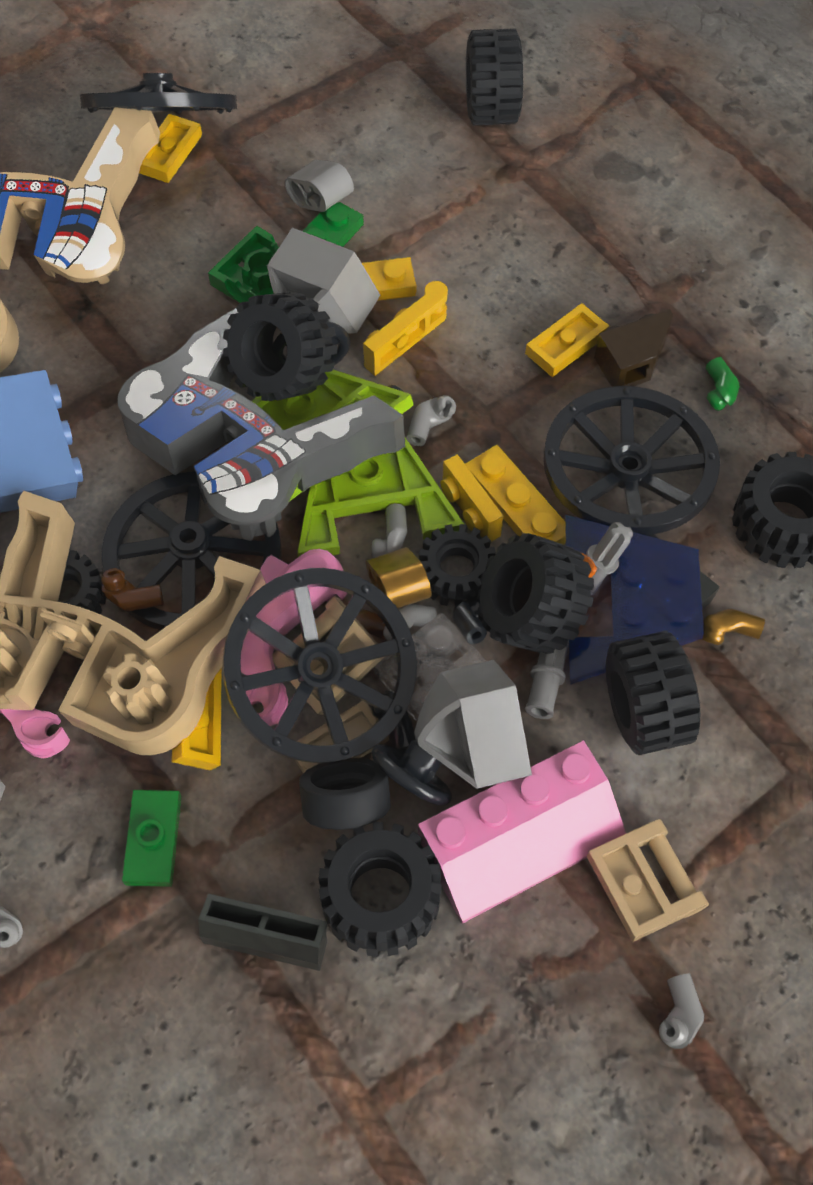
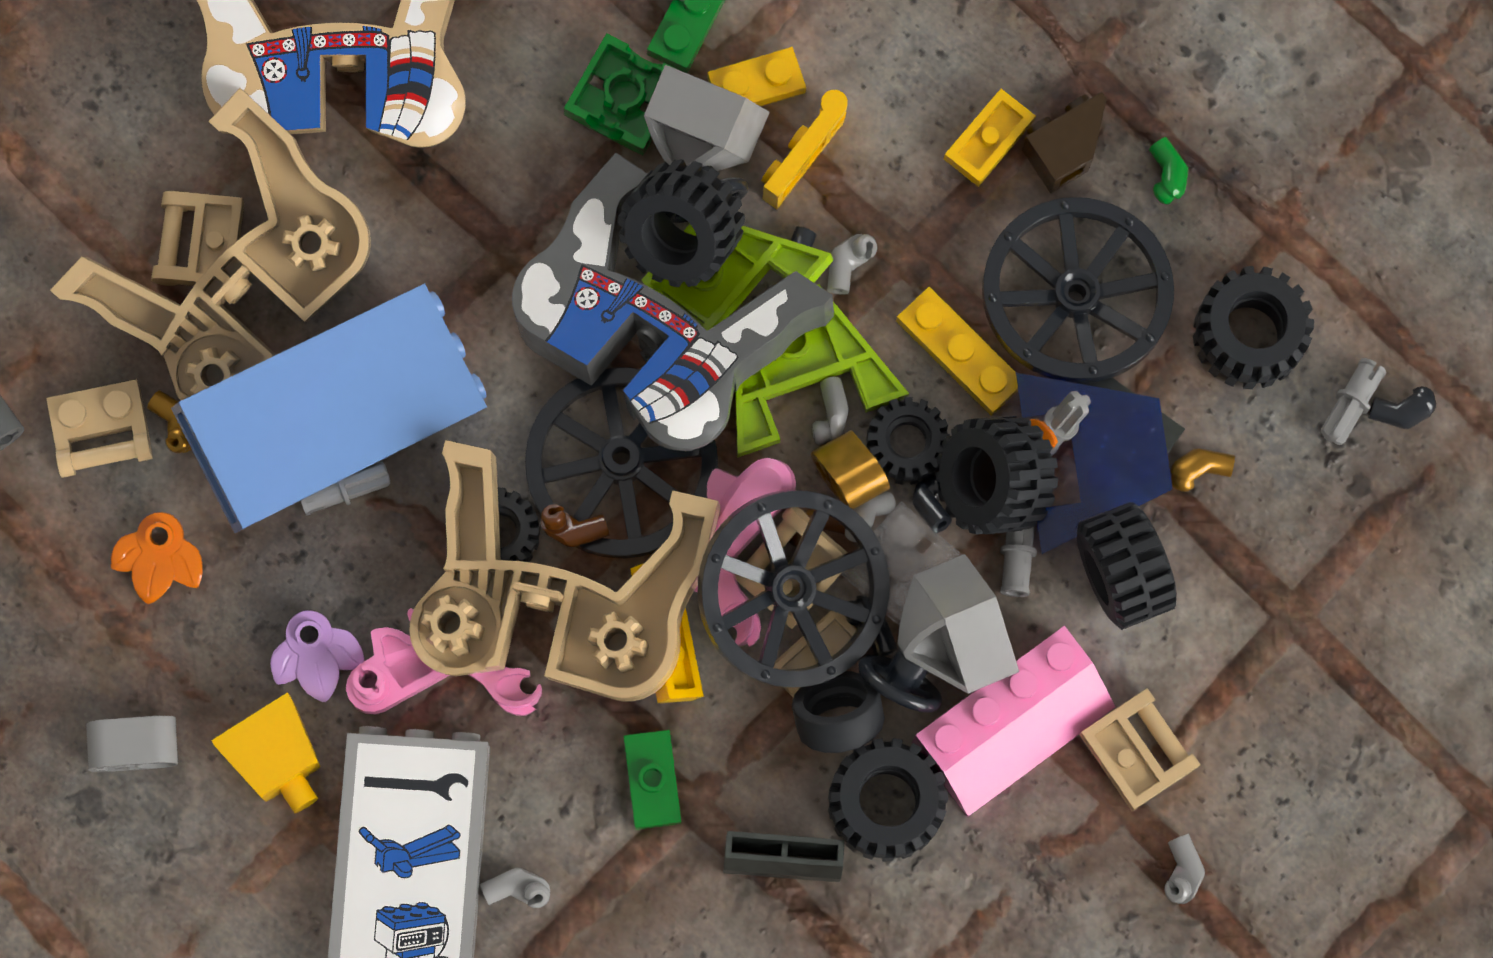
camera: 15 degrees left, 15 degrees up
(477, 506) = (899, 348): yellow plate -> none

